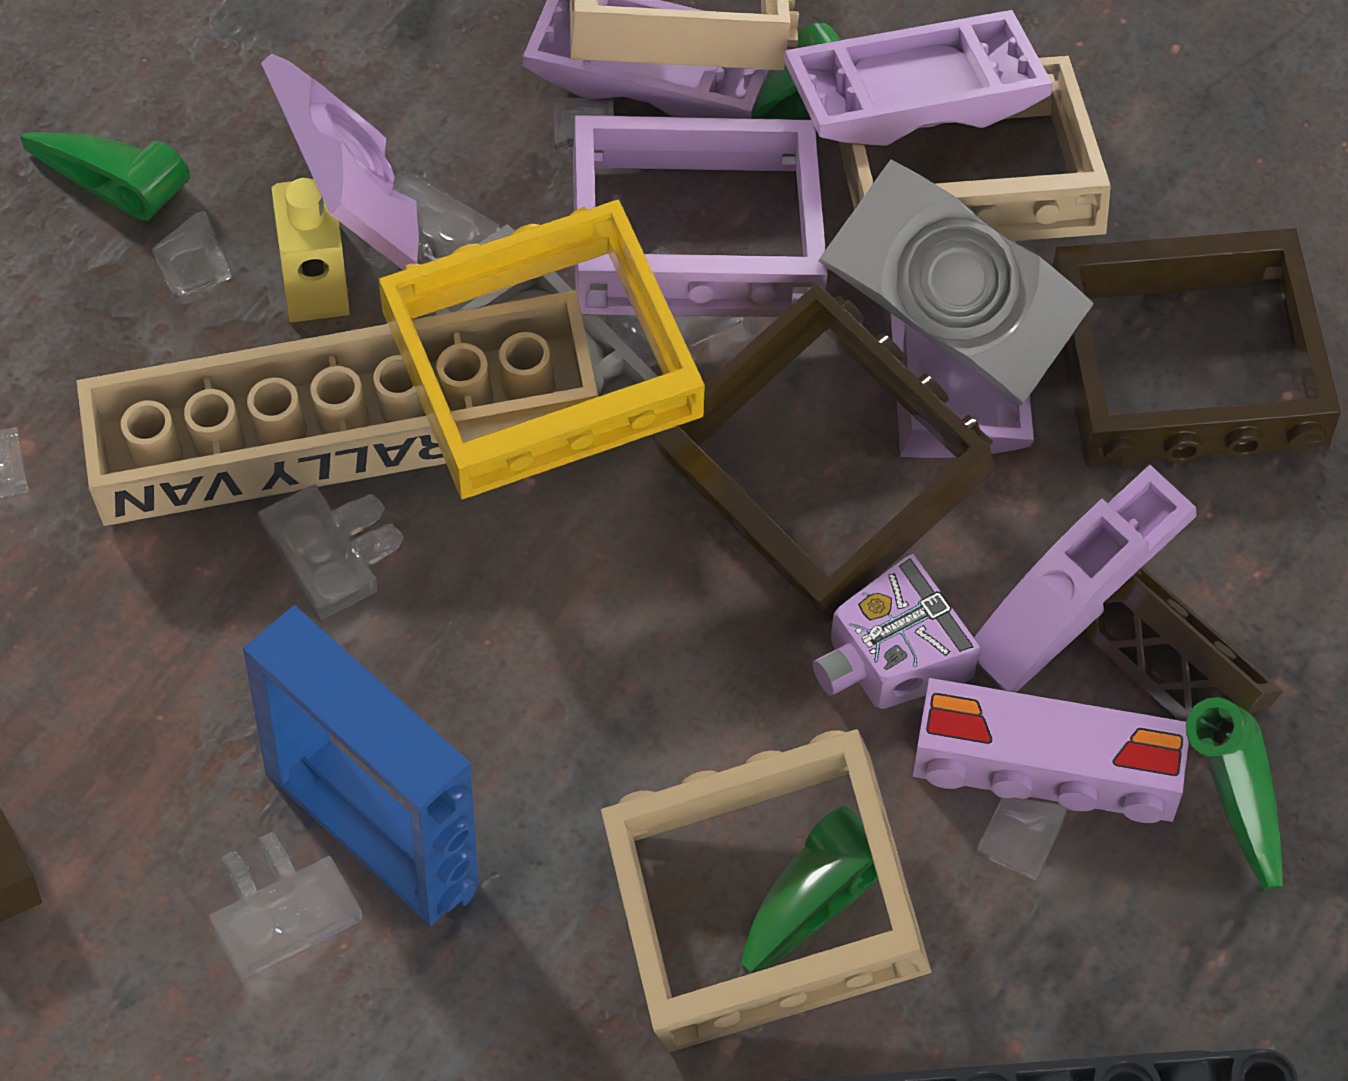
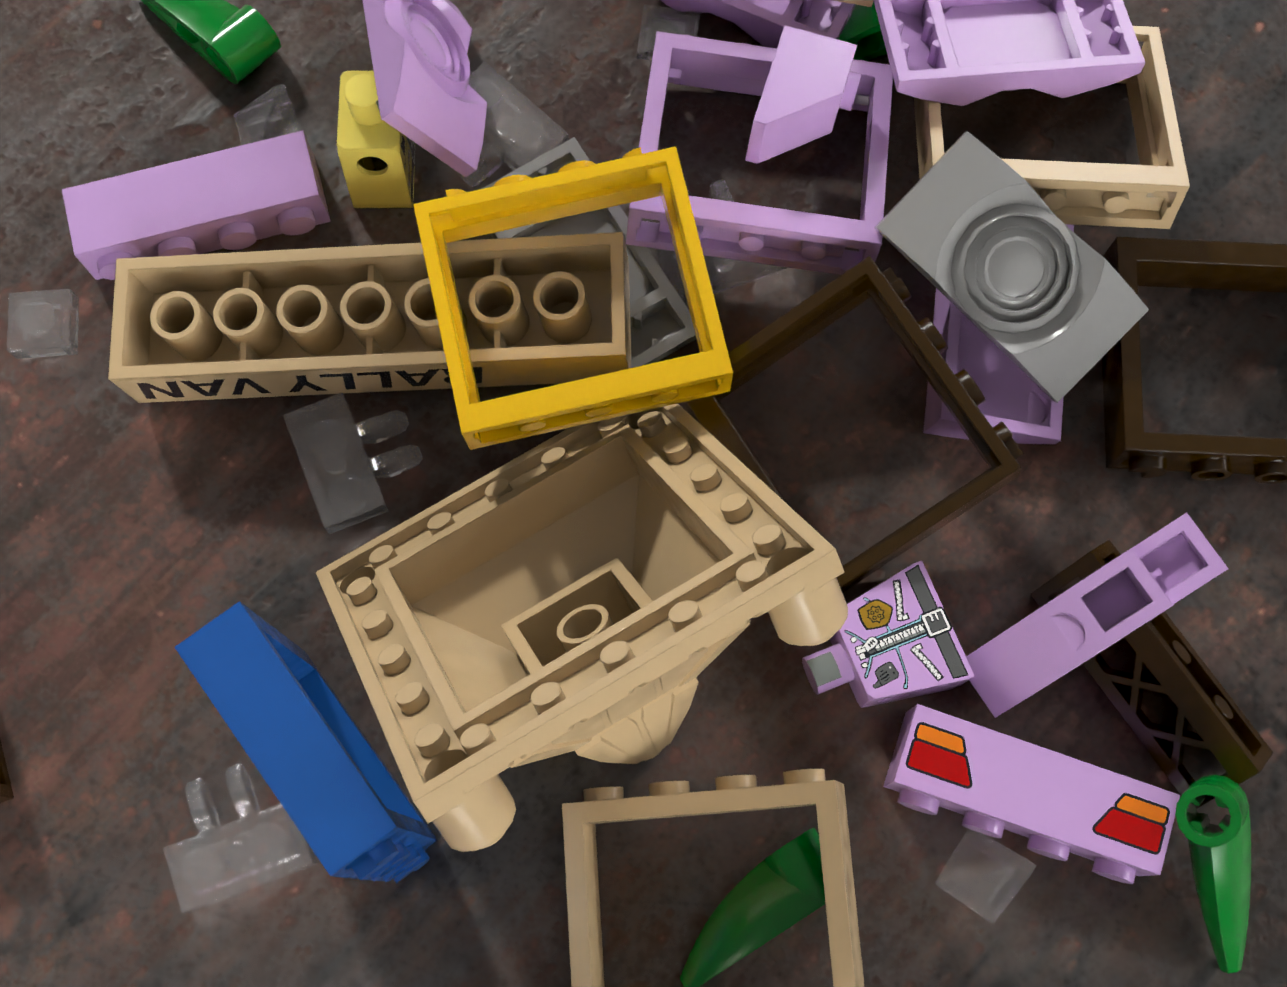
camera: 10 degrees right, 15 degrees up
(151, 323) = (197, 204): none -> lavender brick
(598, 603) = (570, 607): none -> tan piece
(729, 150) = (802, 93): none -> lavender slope

